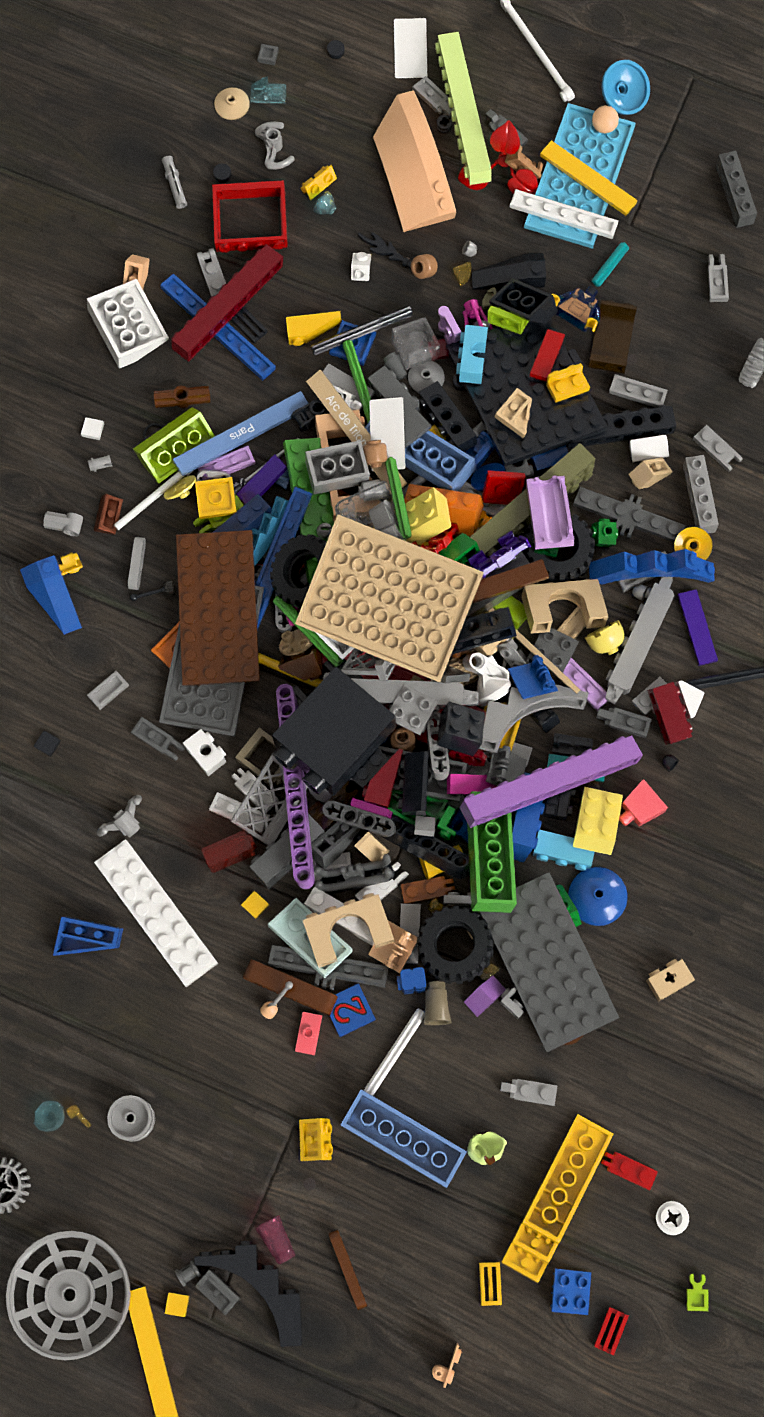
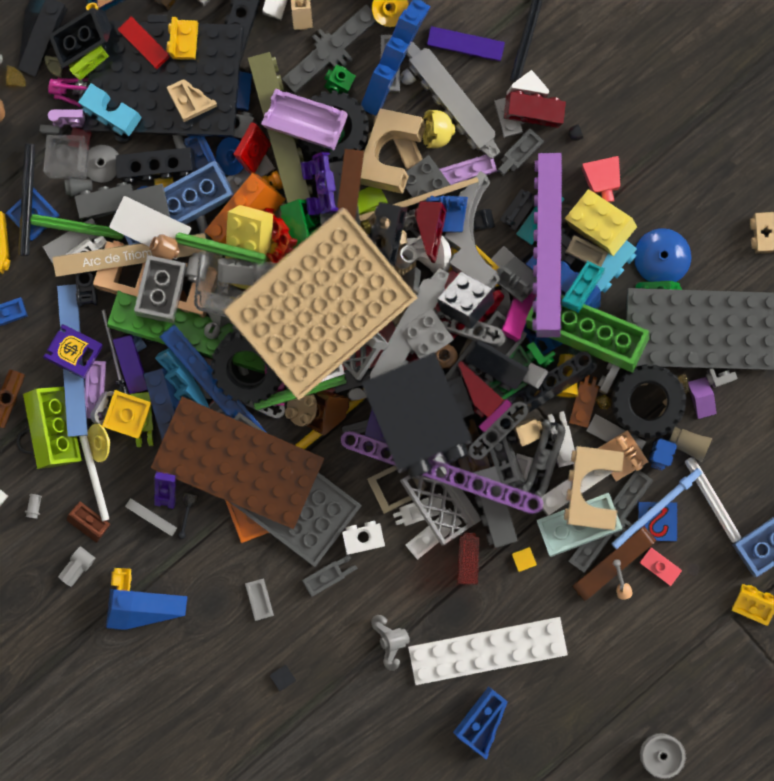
camera: 65 degrees left, 10 degrees up
(164, 559) = (165, 490): none -> dark purple plate
(248, 423) = (69, 349): none -> dark purple container
(395, 1017) = (684, 483): none -> light blue bar
(430, 316) = (50, 130): none -> dark grey tile
(514, 668) = (430, 221): none -> dark red slope
(528, 828) = (582, 286): none -> teal tile
(563, 820) = (586, 251): none -> dark tan tile

